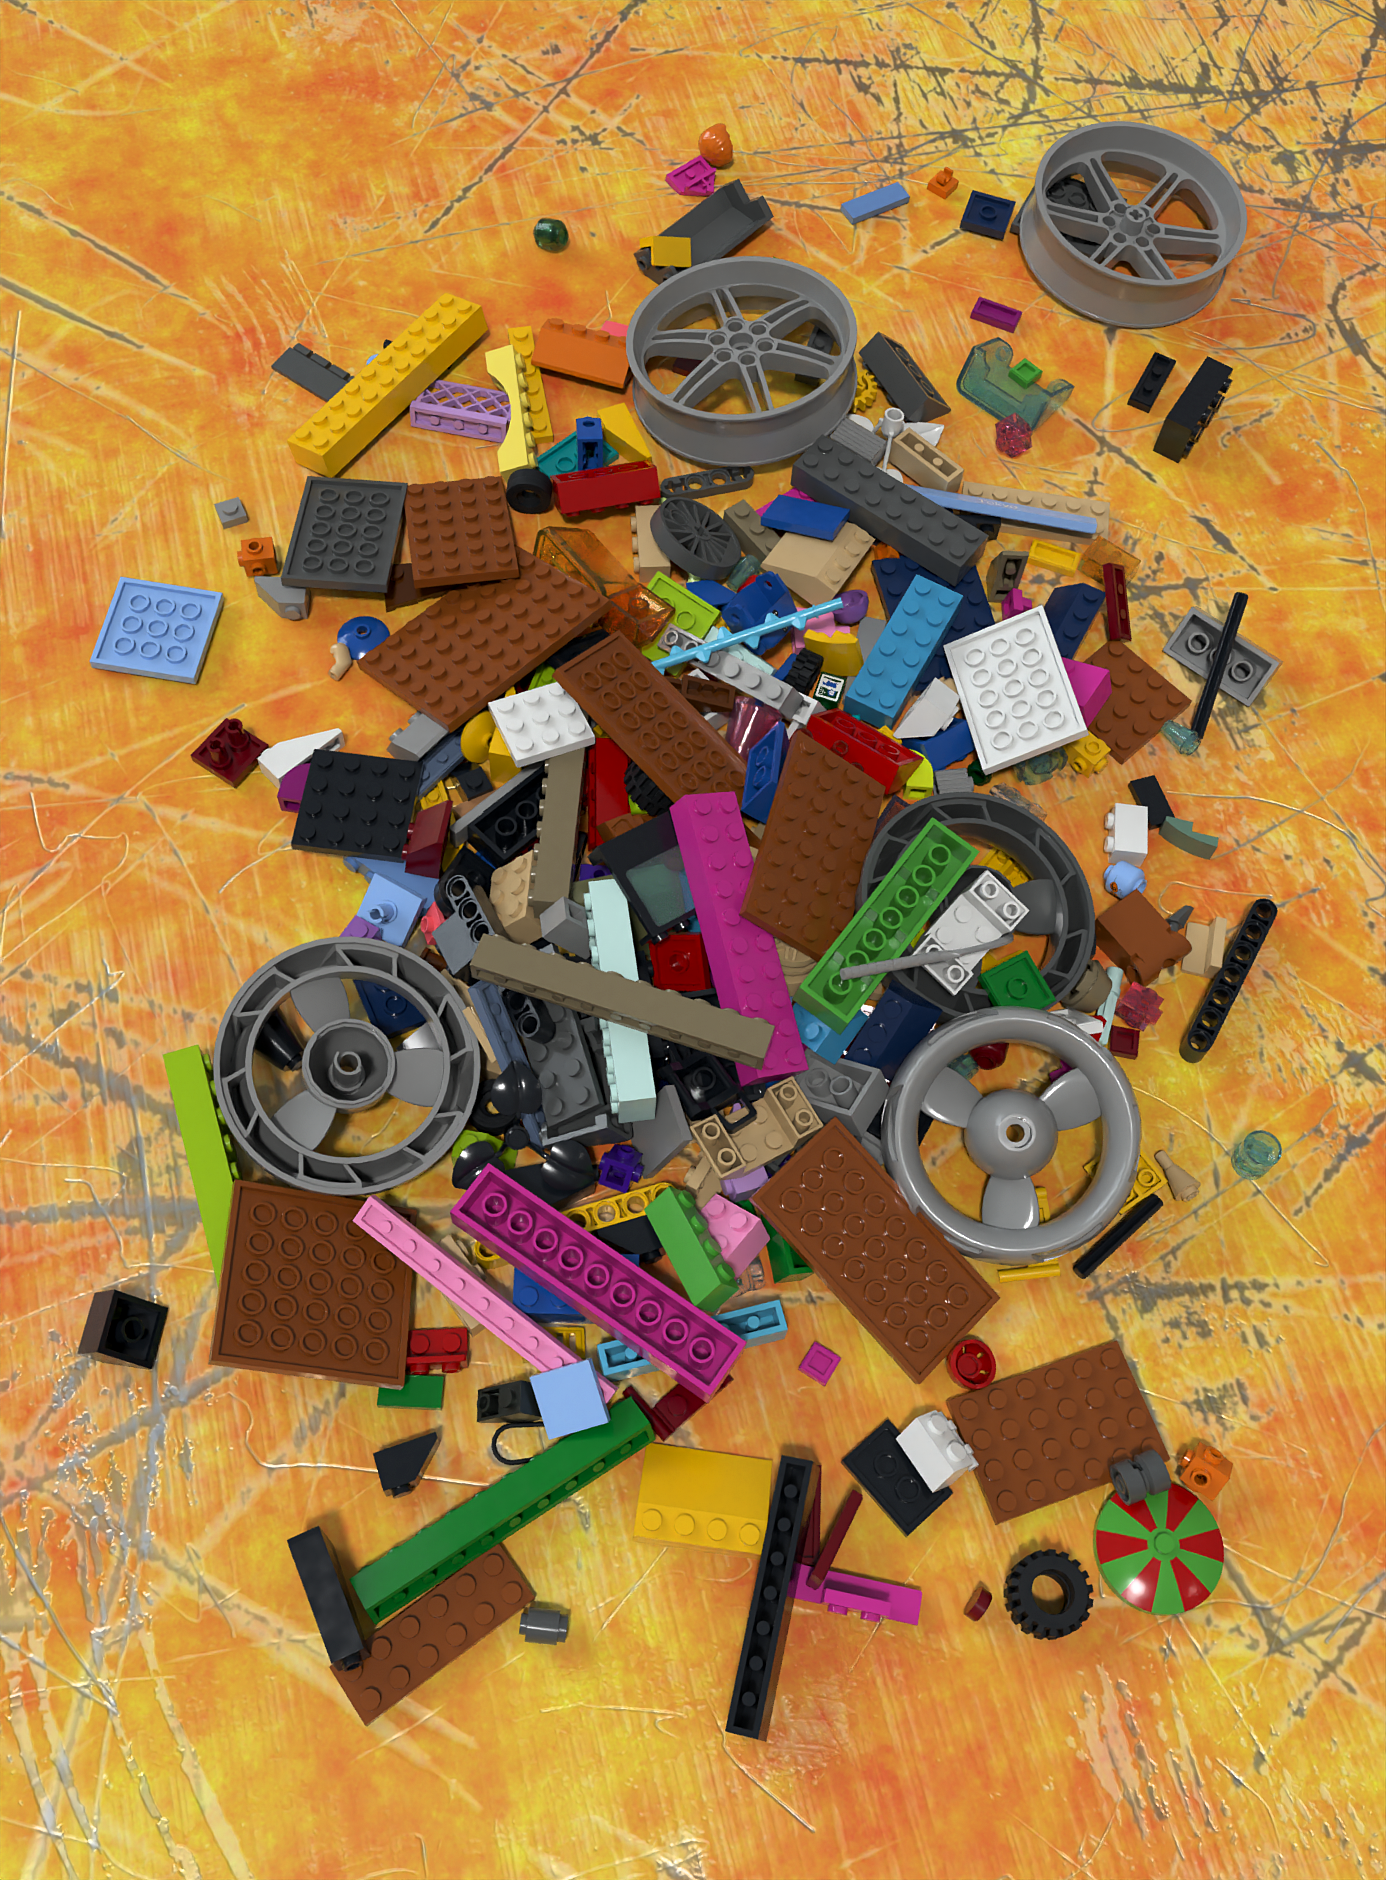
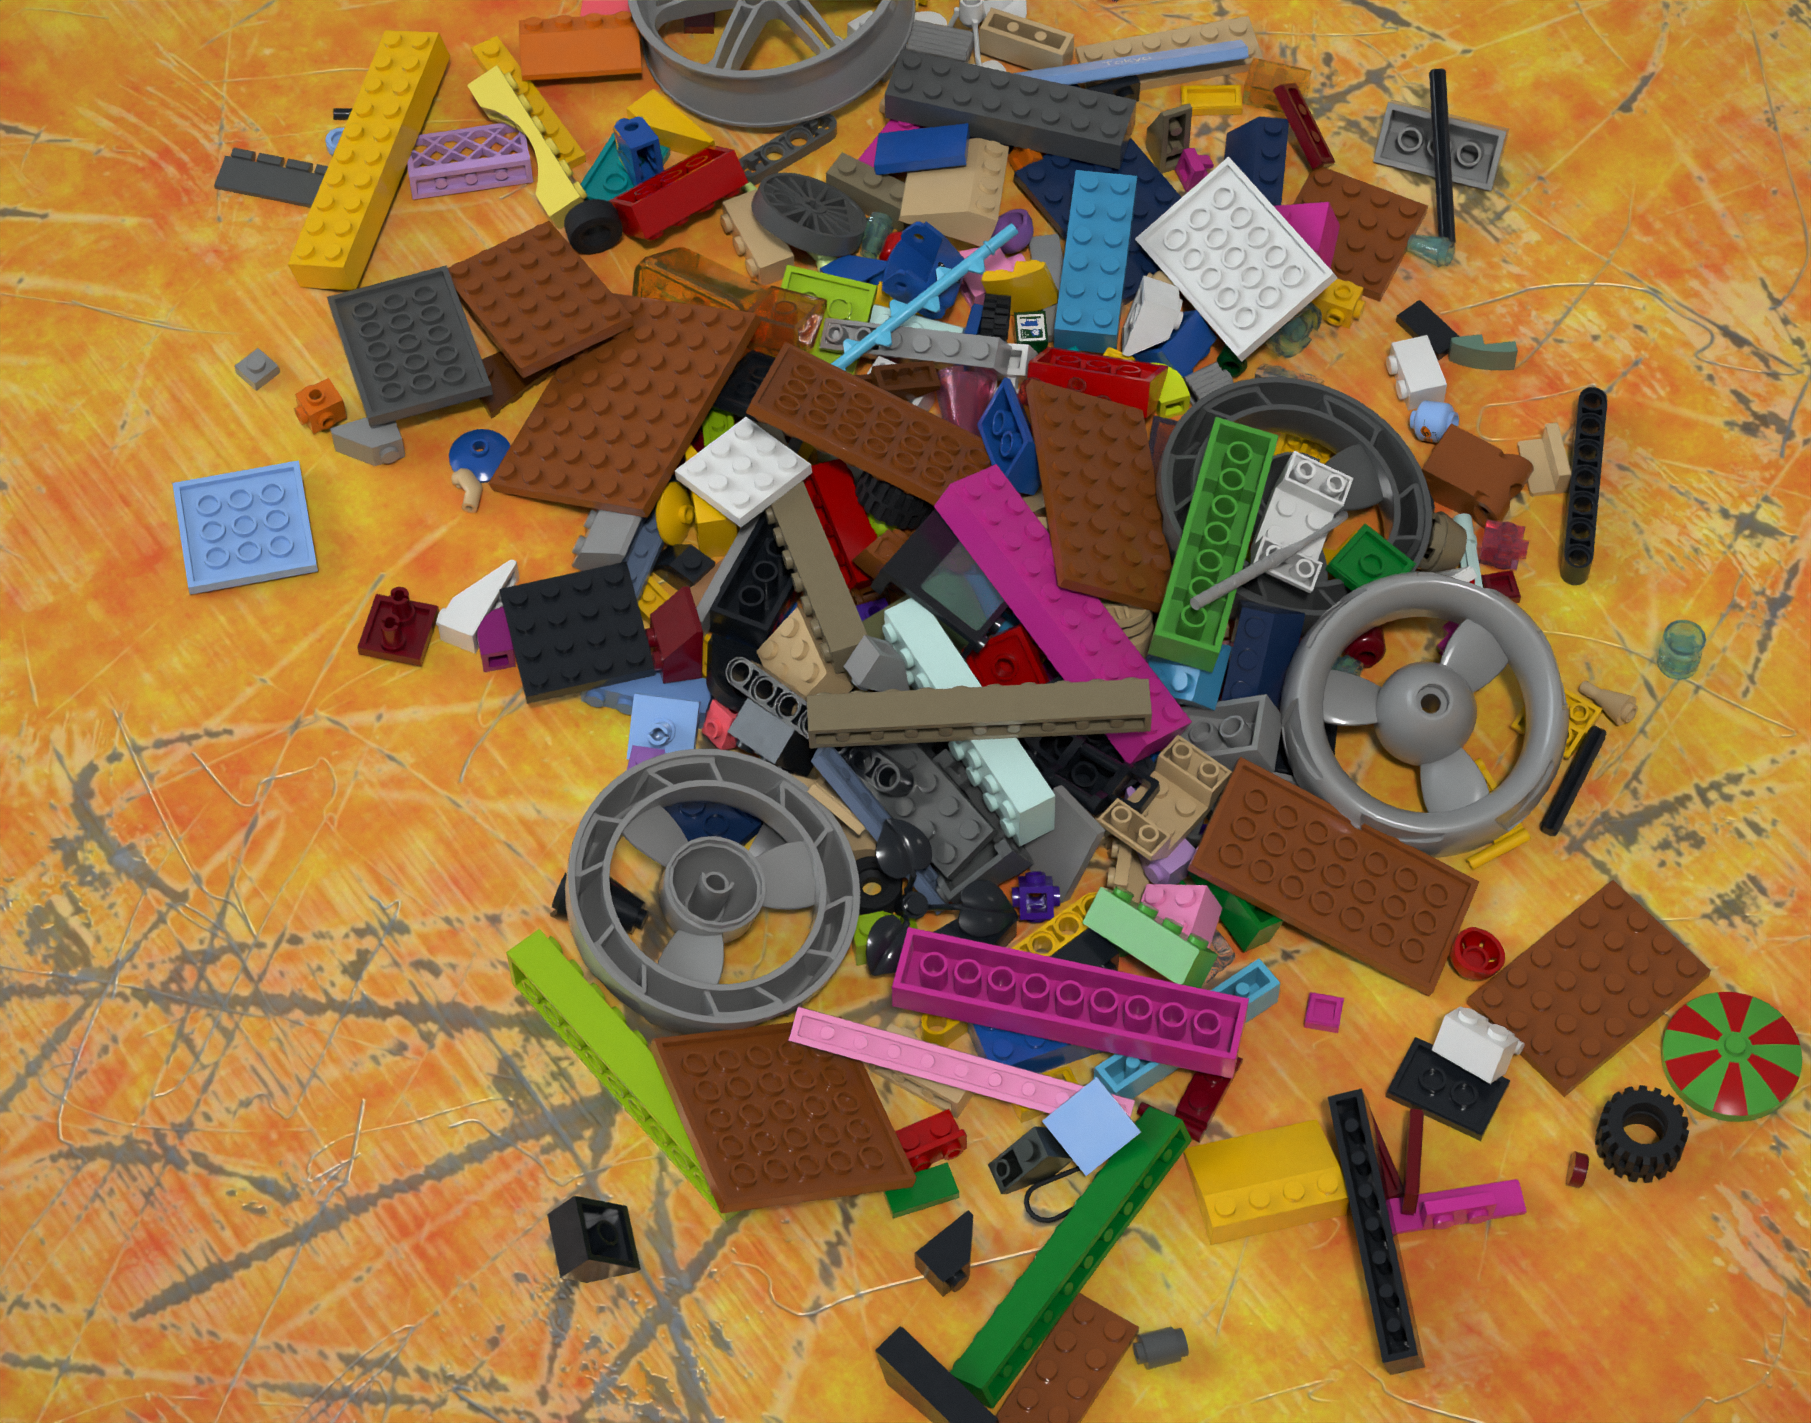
camera: 15 degrees left, 5 degrees down
(1140, 1477) = (1688, 991): dark grey wheel -> none
(1179, 918) = (1507, 440): dark grey bar -> none
(1205, 1470) = (1748, 965): orange brick -> none

